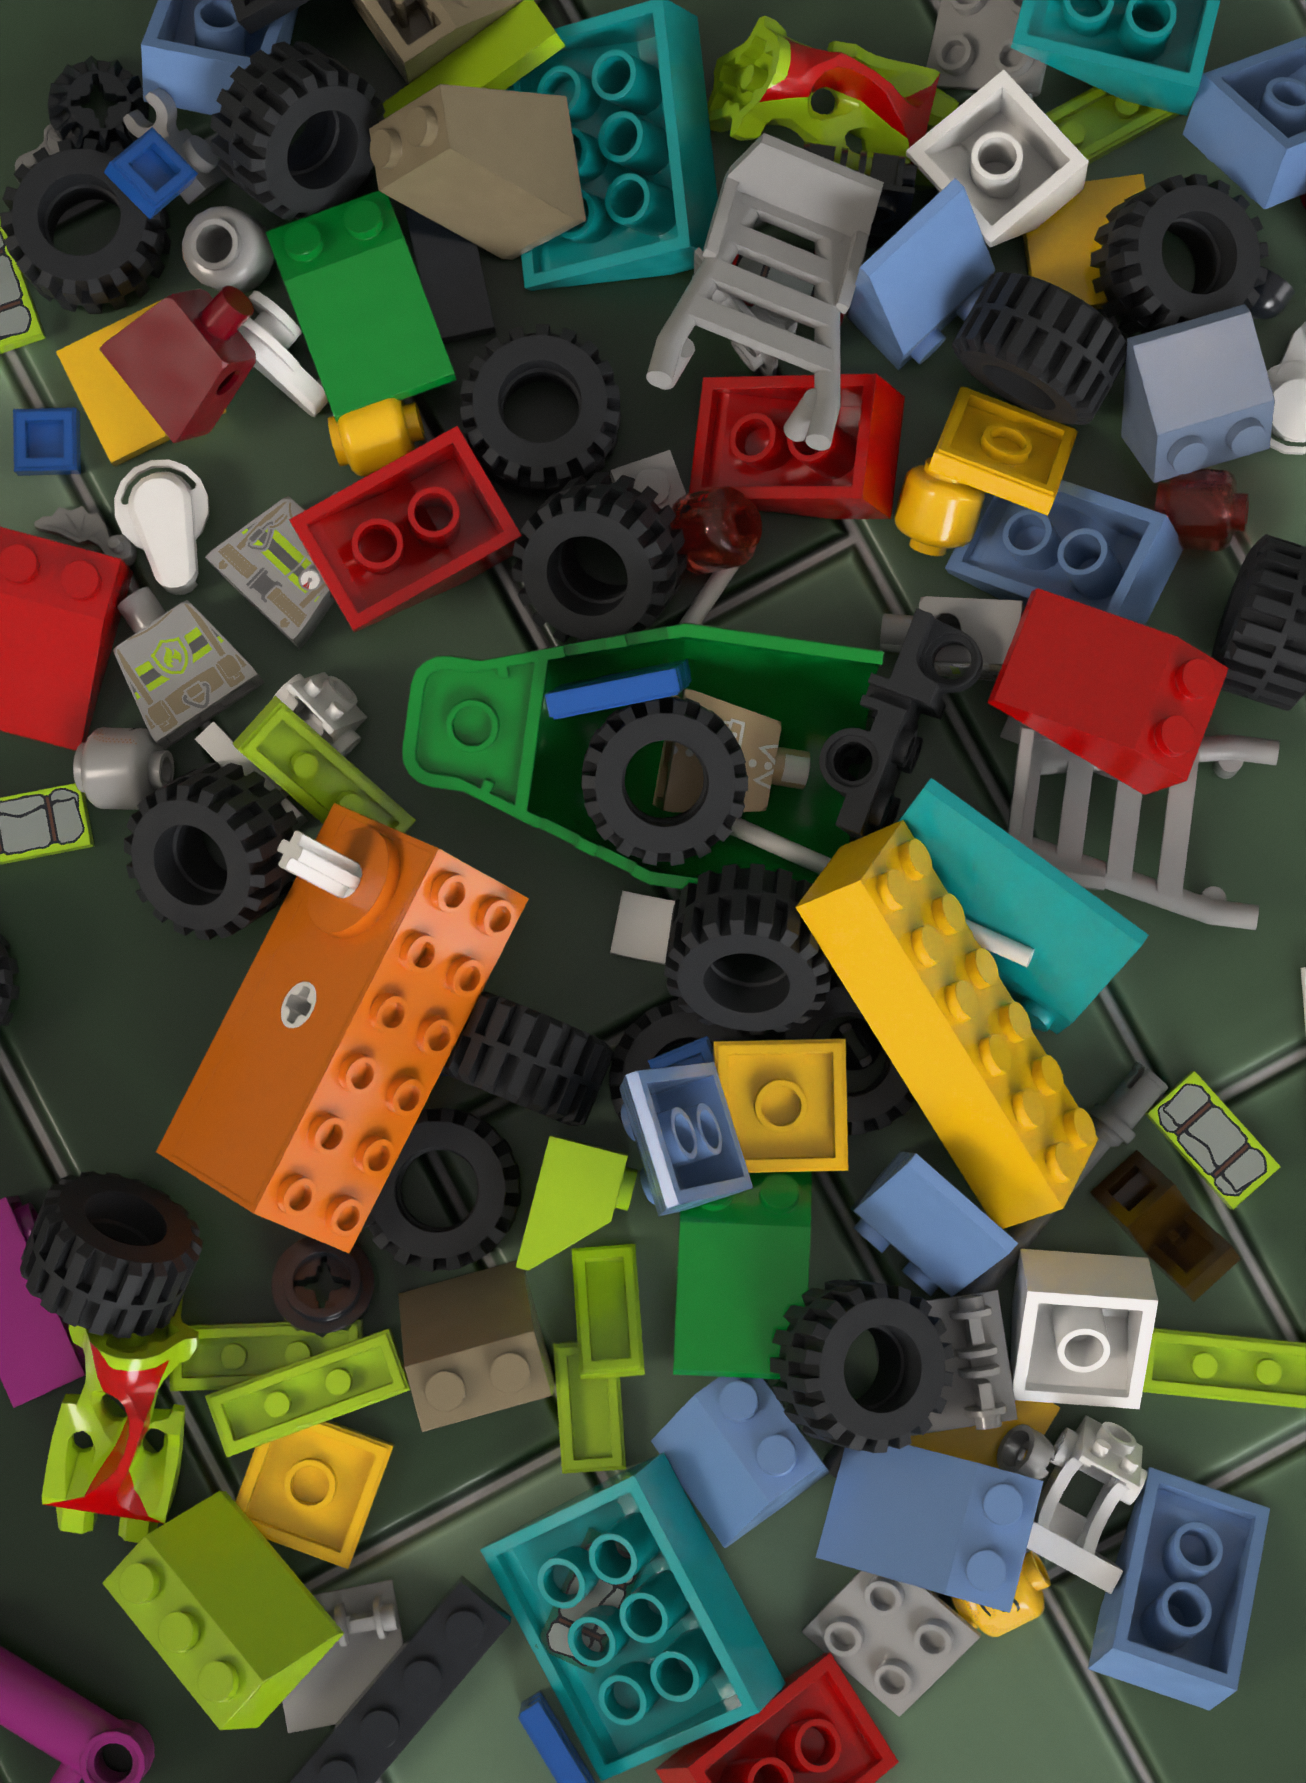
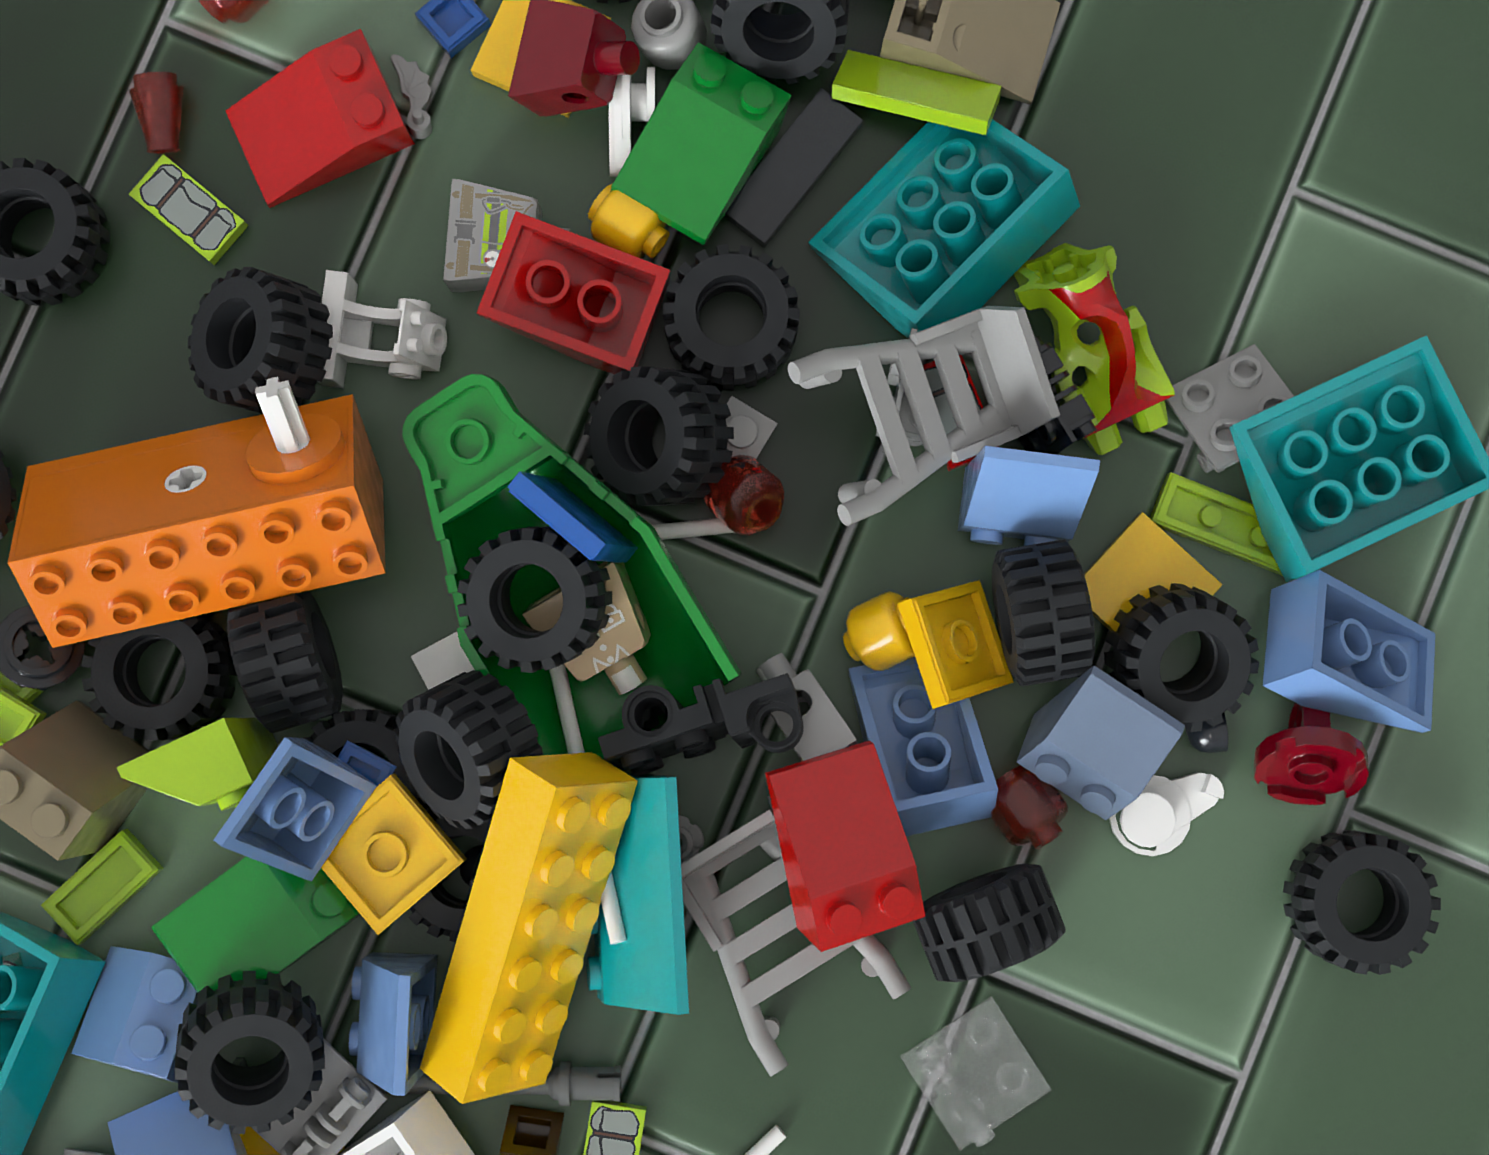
camera: 50 degrees right, 0 degrees up
(121, 767) = (274, 239): light grey head -> none
(165, 521) = (459, 135): white piece -> none
(179, 667) = (370, 222): light grey torso -> none
(313, 769) = (368, 366): lime tile -> none
(483, 165) = (858, 144): dark tan slope -> none
(607, 1311) = (168, 850): lime tile -> none
(746, 448) = (866, 552): red slope -> none
(1005, 157) = (1146, 483): white slope -> none

